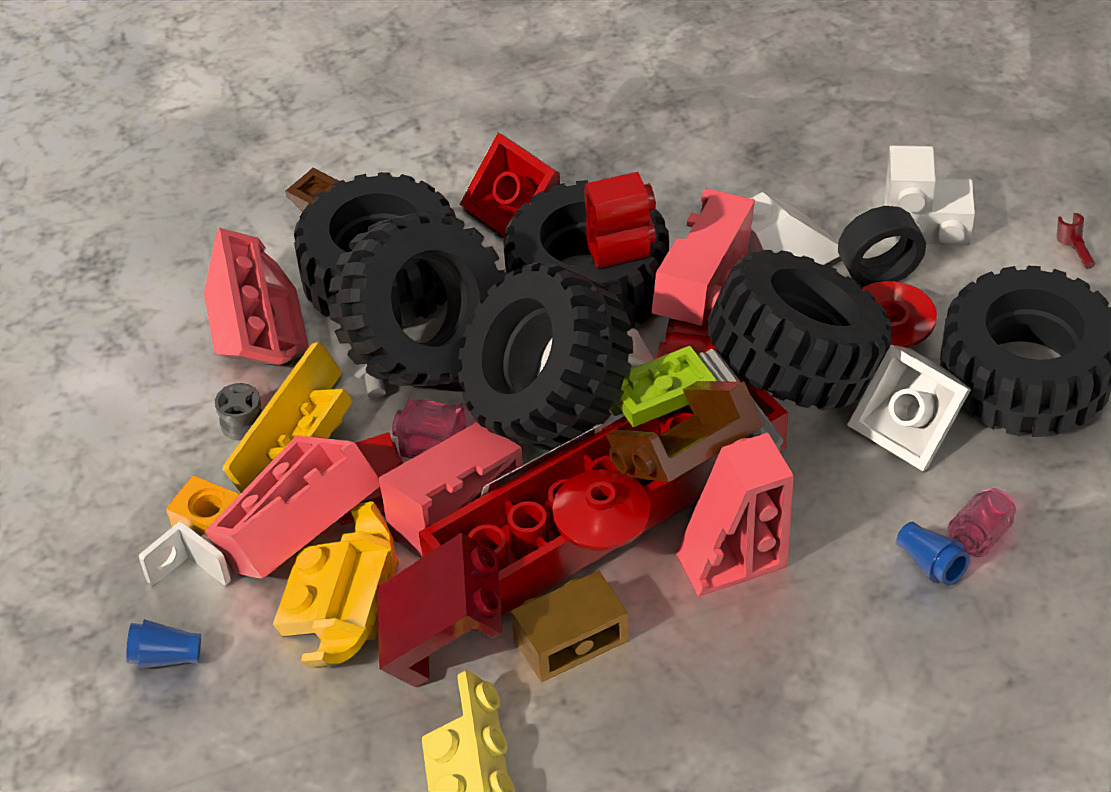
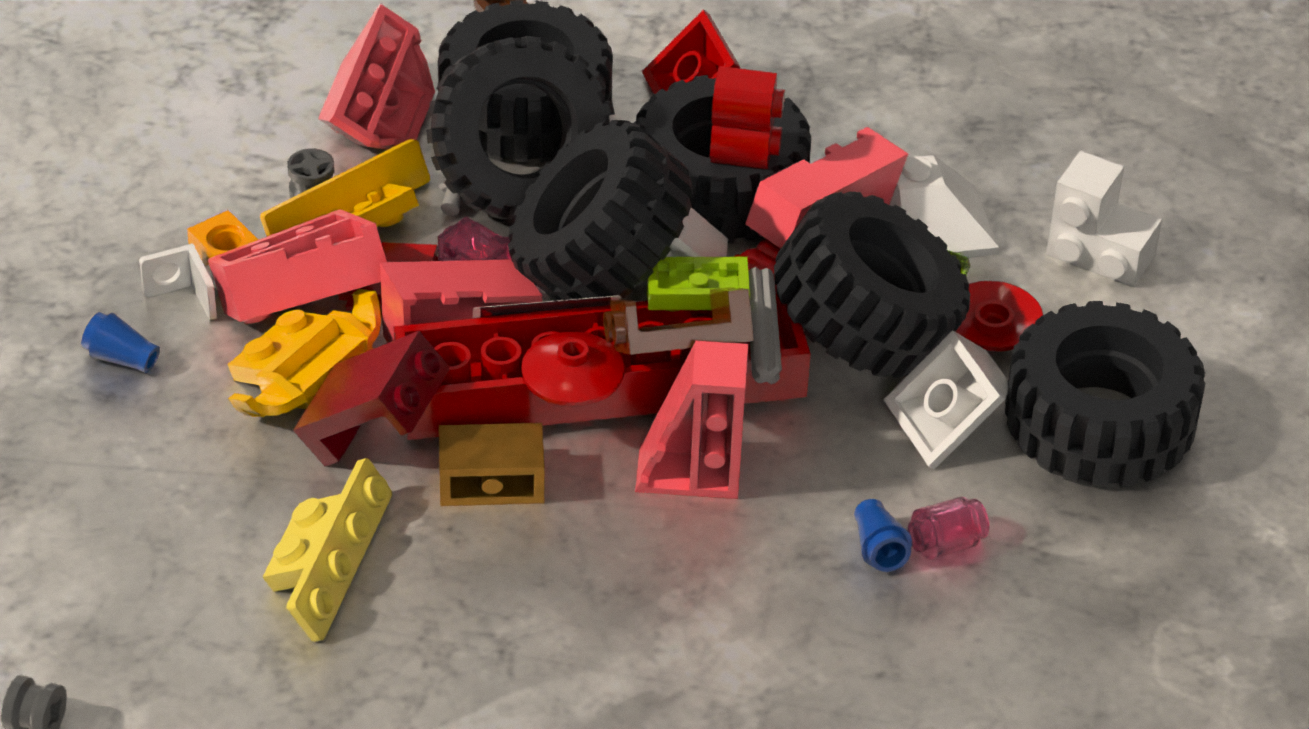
camera: 20 degrees right, 5 degrees down
(872, 228) = (1028, 221): black tyre -> none
(1072, 235) = (1245, 314): dark red hand -> none

